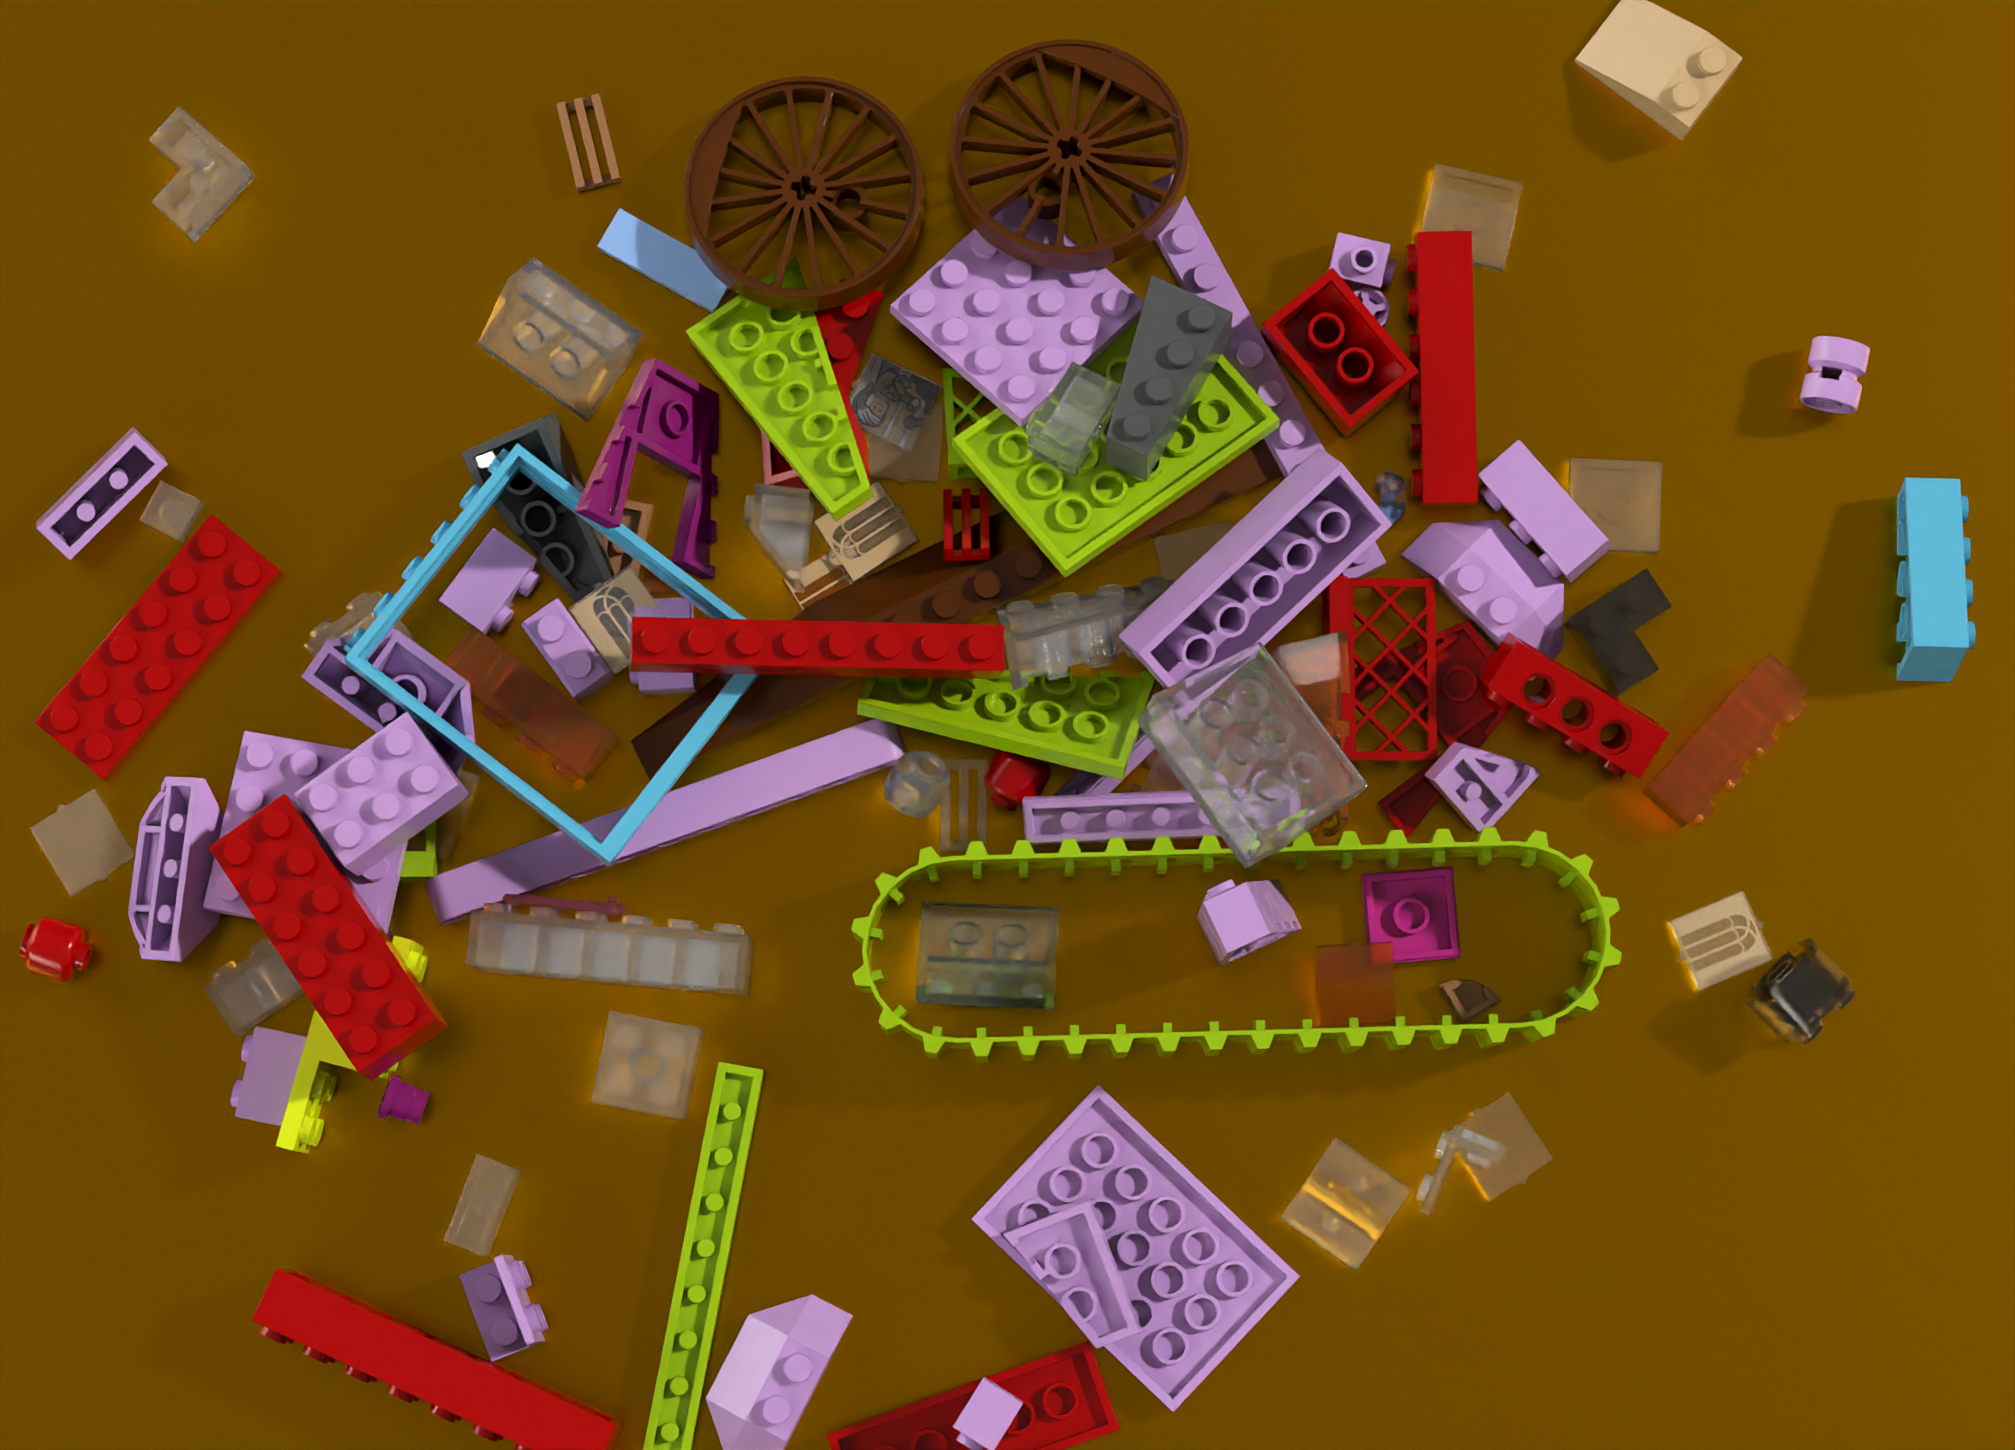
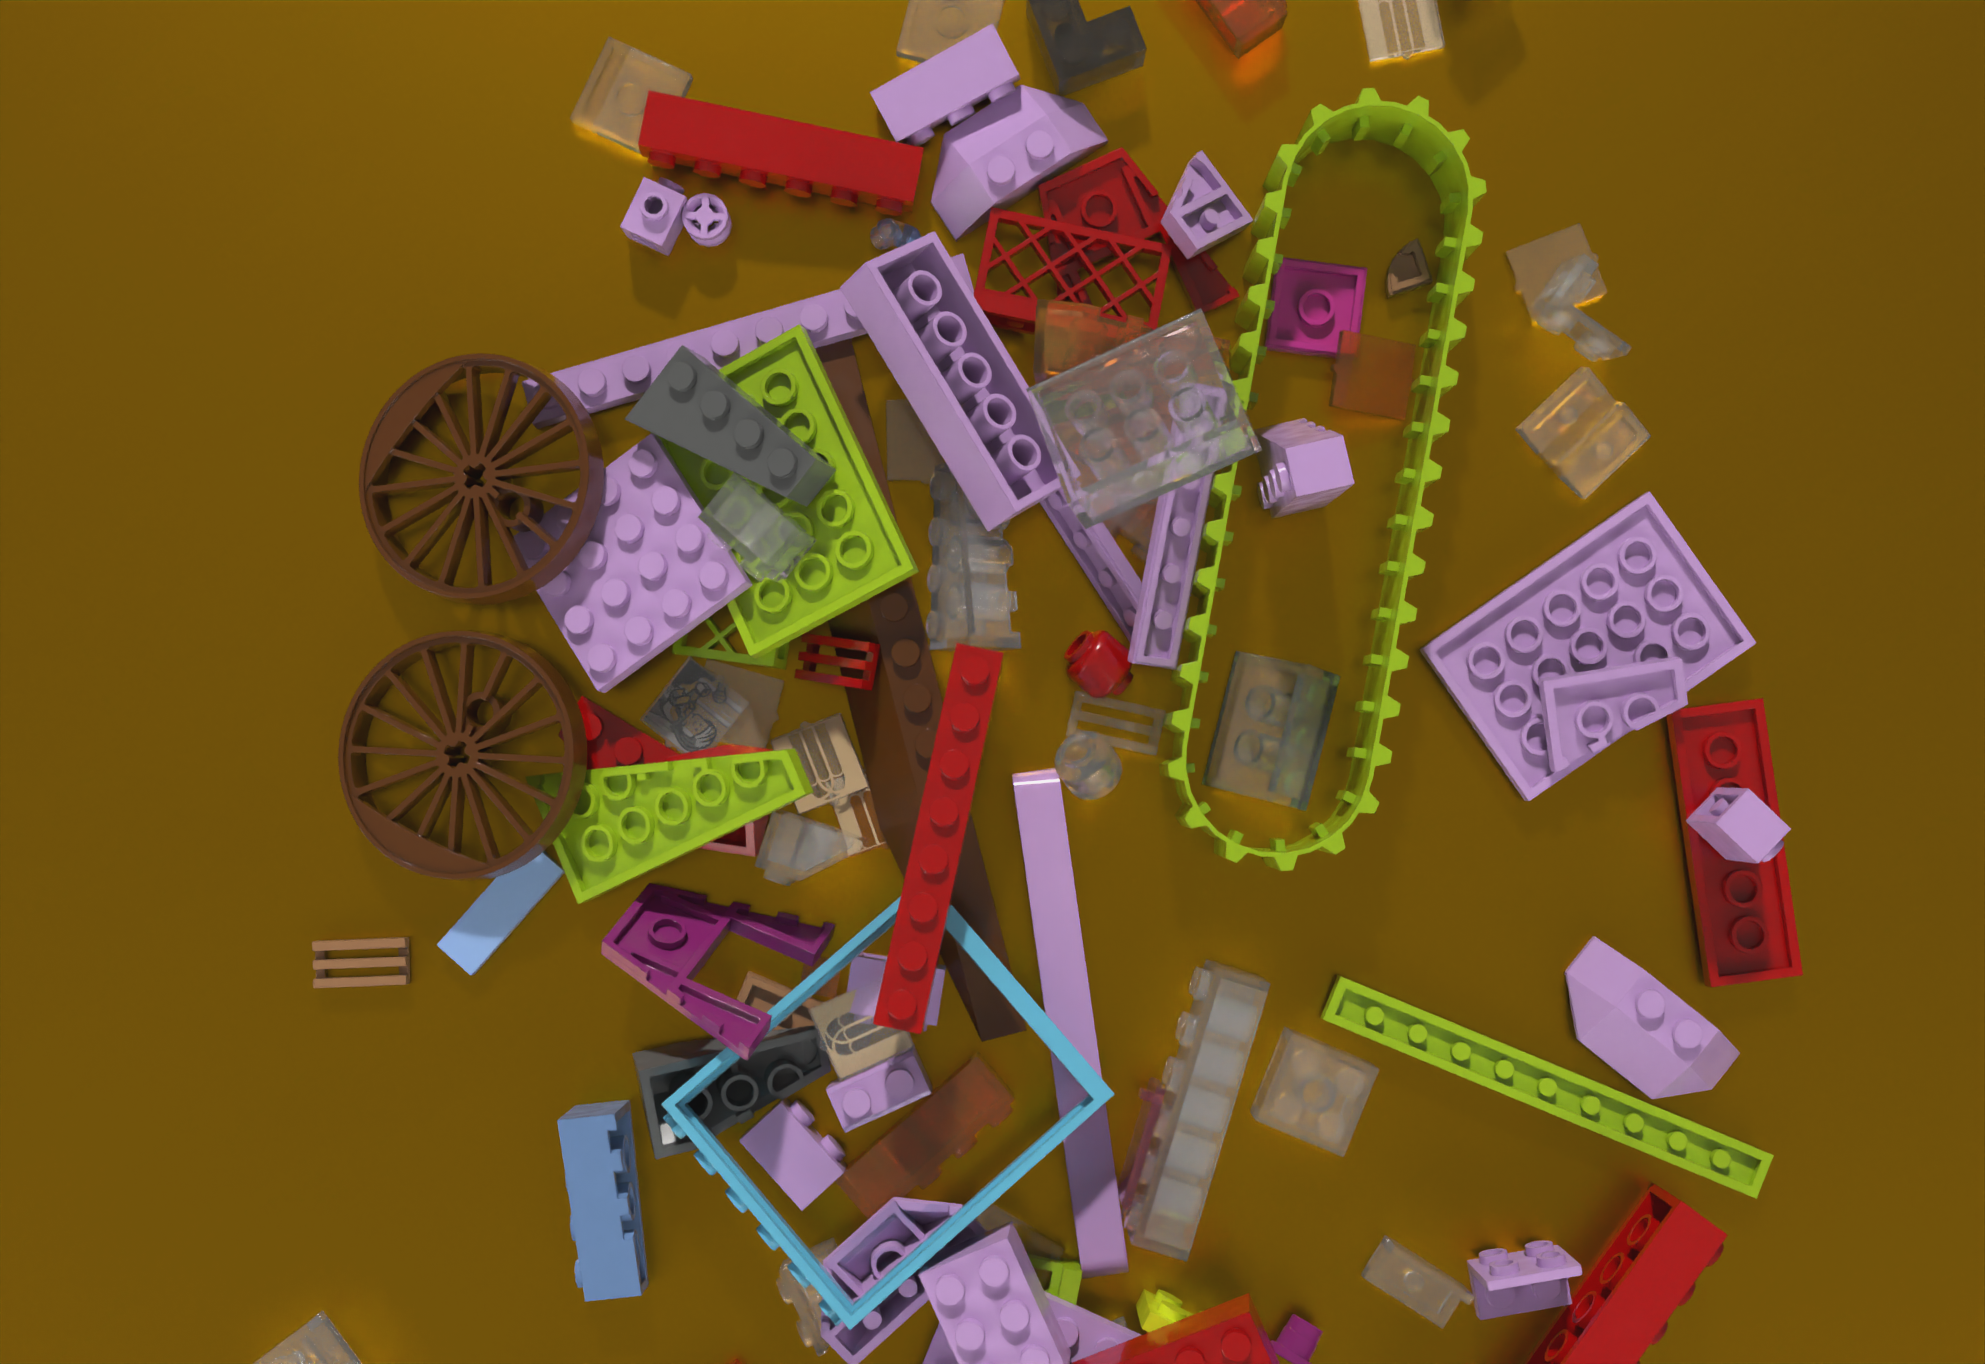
camera: 80 degrees left, 5 degrees up
(411, 415) = (604, 1200): none -> medium blue wedge
(559, 338) = (556, 1033): clear slope -> none
(1059, 720) = (1063, 595): lime wing -> none
(1338, 352) = (742, 252): red slope -> none
(1518, 662) = (1097, 141): red brick -> none

